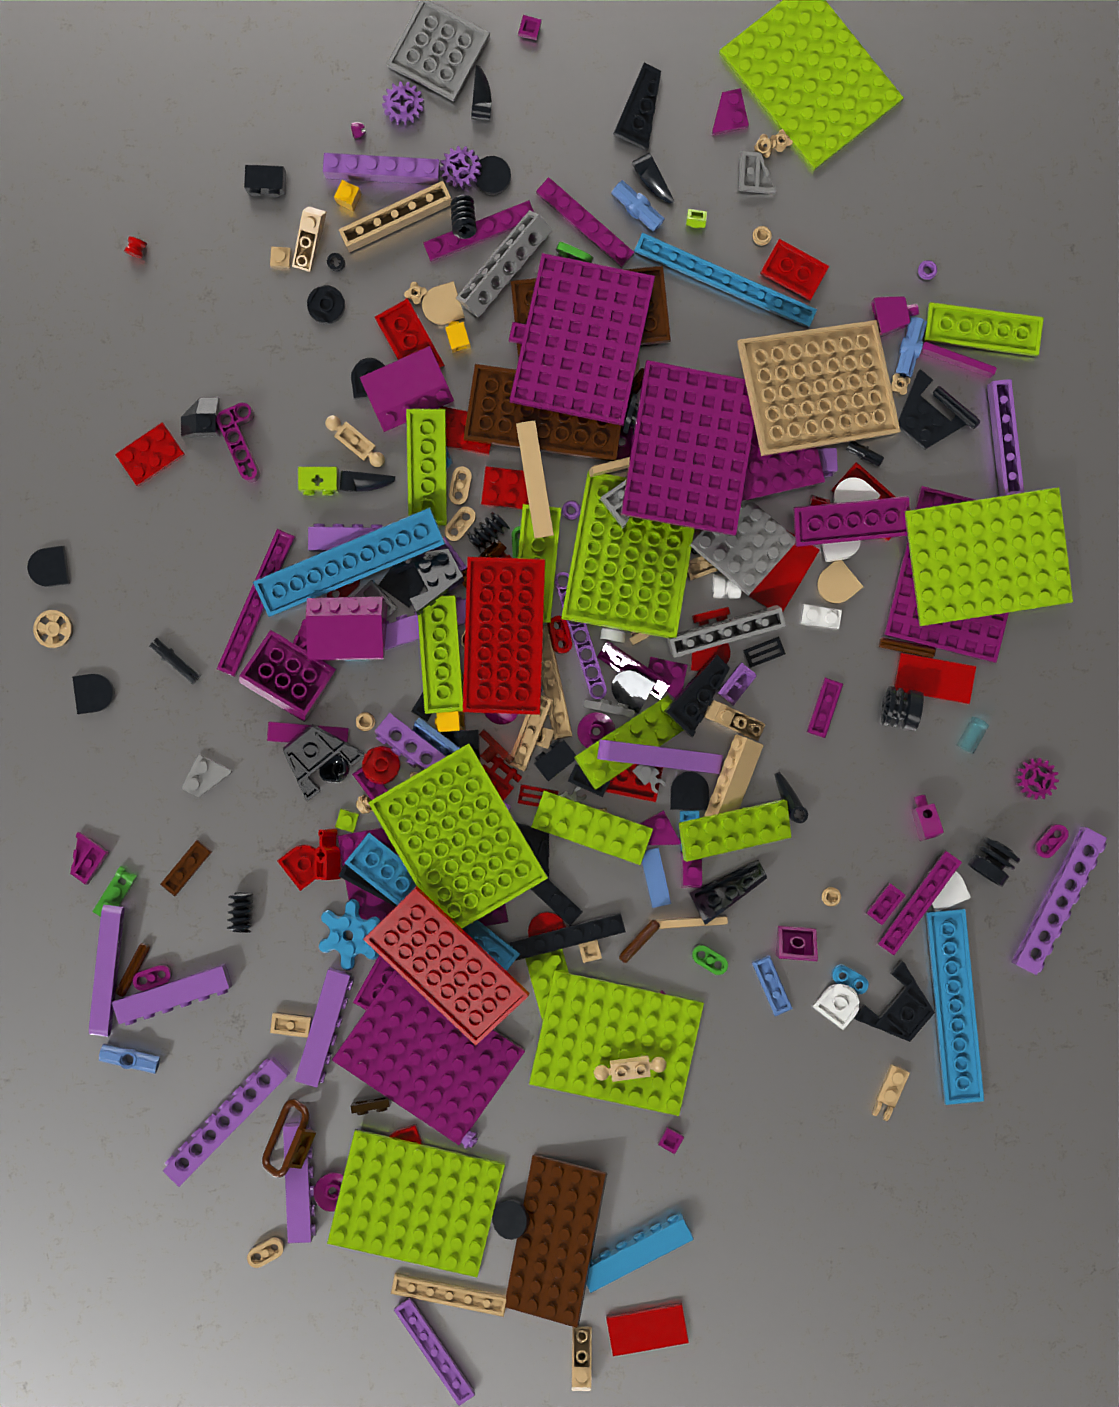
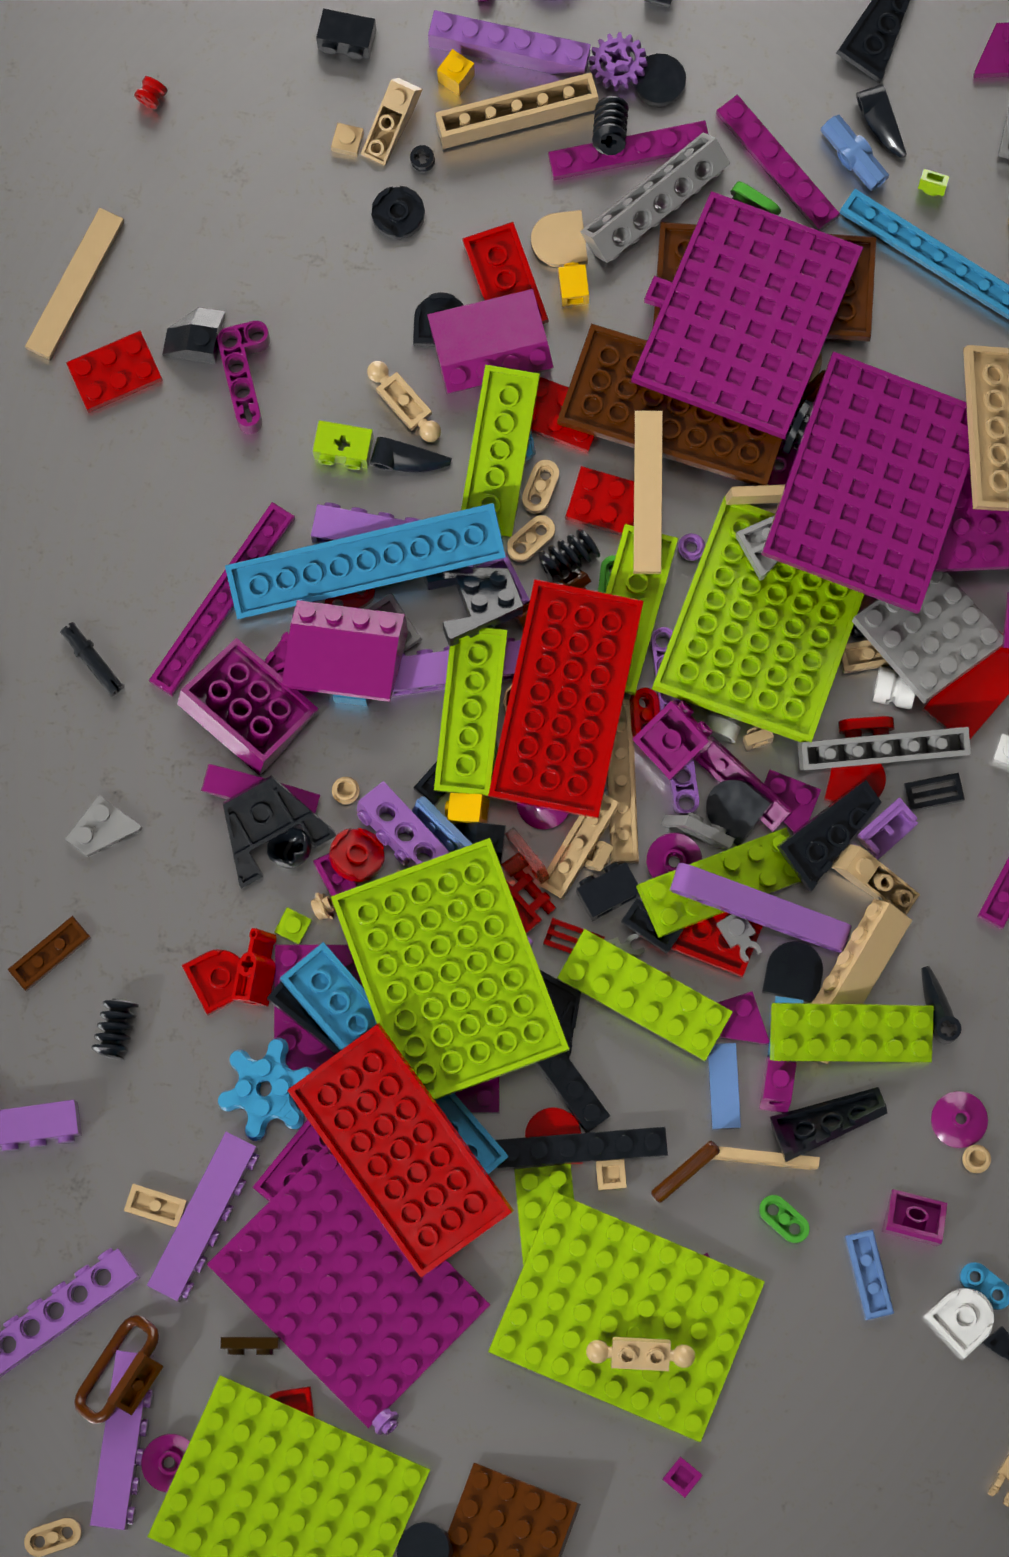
camera: 10 degrees right, 10 degrees down
(110, 395) = (74, 284): none -> tan tile
(402, 585) = (433, 607): black tile -> none
(414, 287) = (525, 225): tan plate -> none
(582, 650) = (674, 738): none -> magenta plate
(809, 864) = (949, 1130): none -> magenta dish

